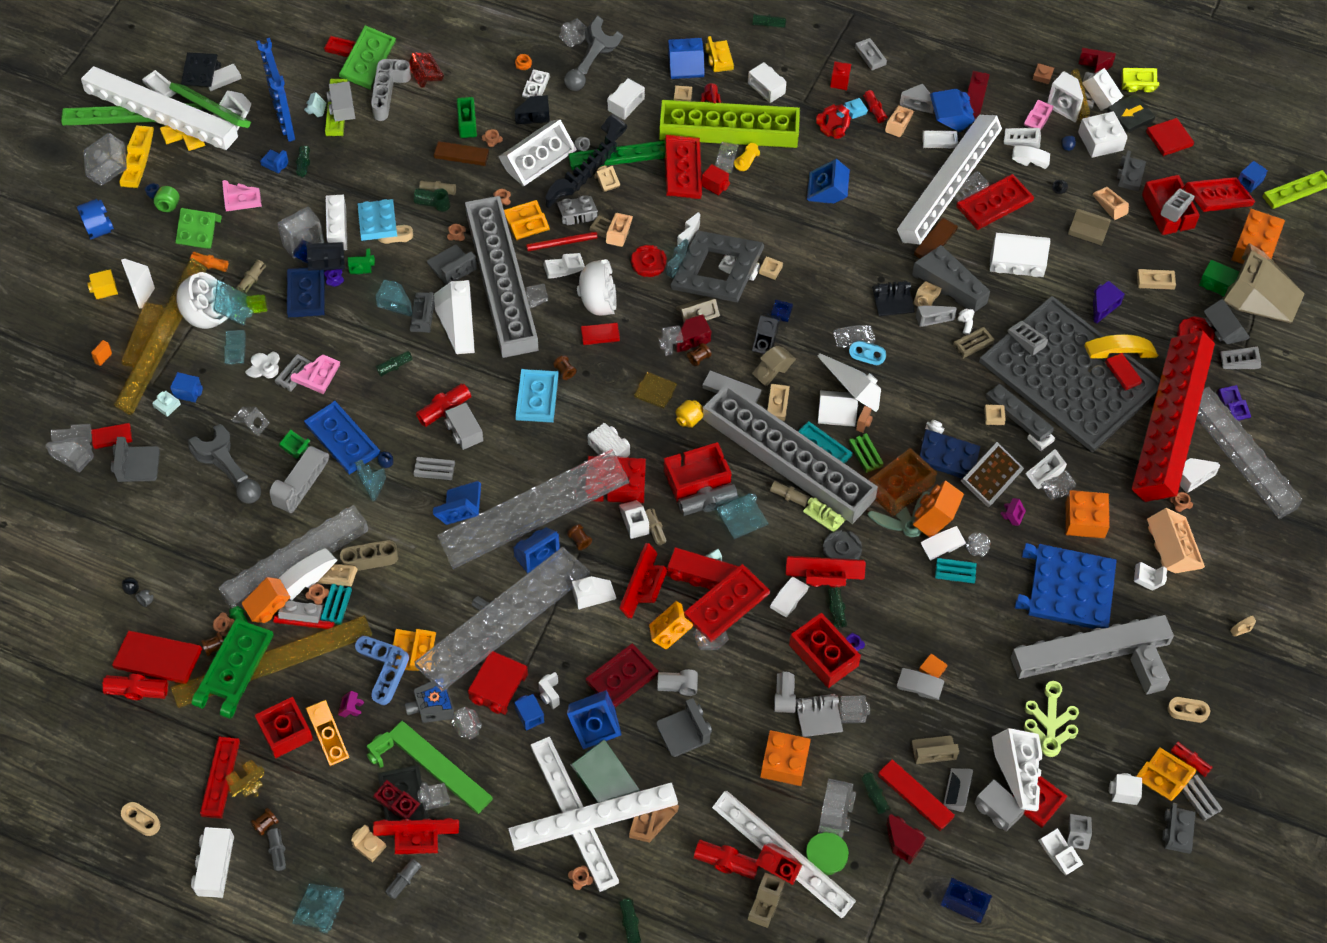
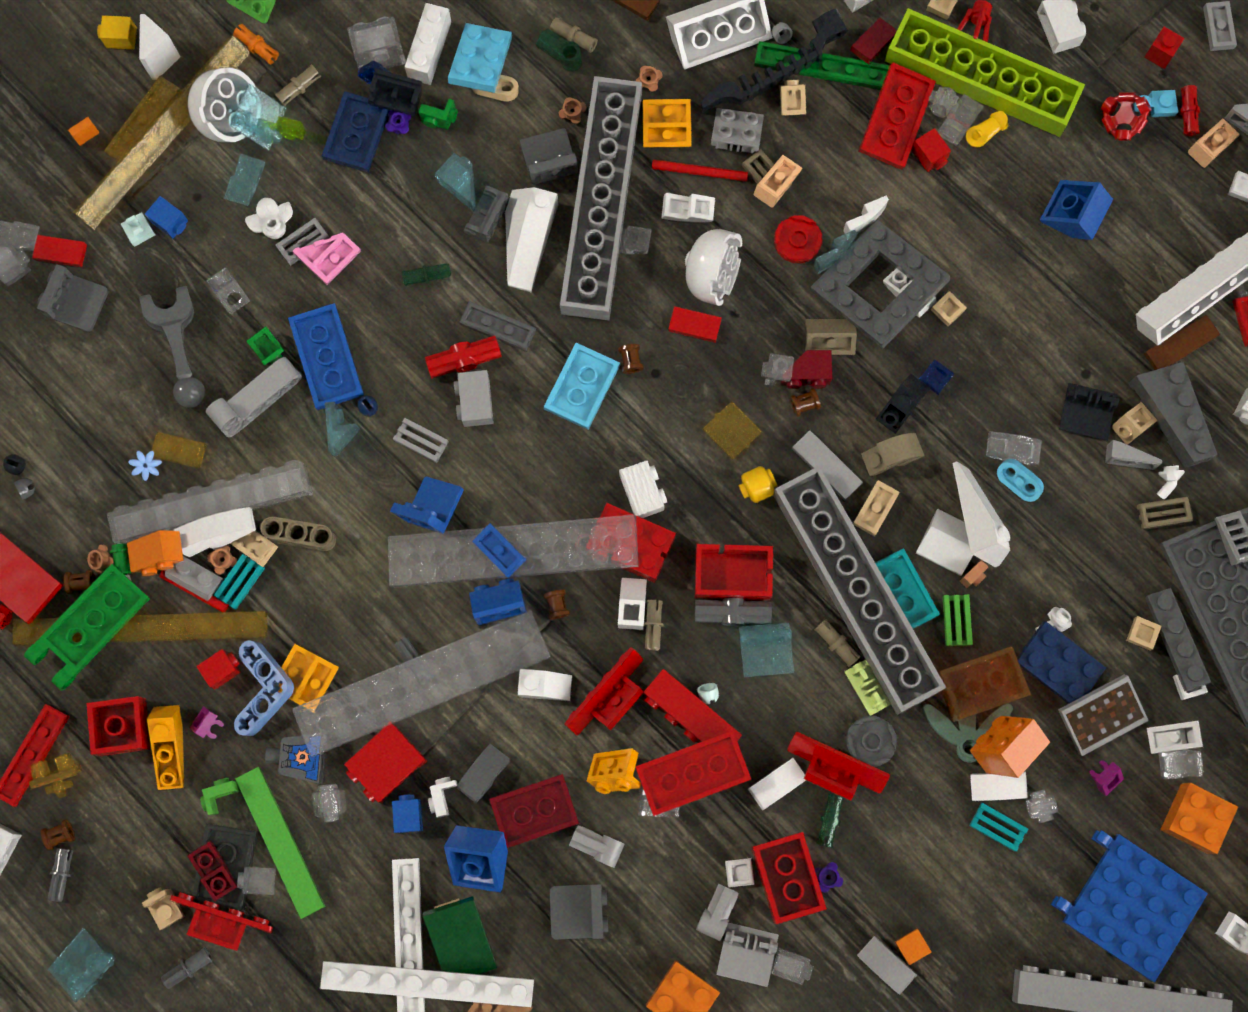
camera: 25 degrees right, 20 degrees up
(237, 551) = (145, 468): none -> light blue plant
(254, 534) = (178, 450): none -> clear yellow plate
(345, 664) = (219, 668): none -> red brick
(452, 378) = (496, 324): none -> dark grey tile
(524, 507) = (499, 550): none -> blue plate
(572, 664) = (482, 773): none -> dark grey slope
(646, 129) = (873, 40): none -> dark red tile
(710, 148) = (943, 102): none -> clear gear
(788, 663) = (739, 872): none -> white tile

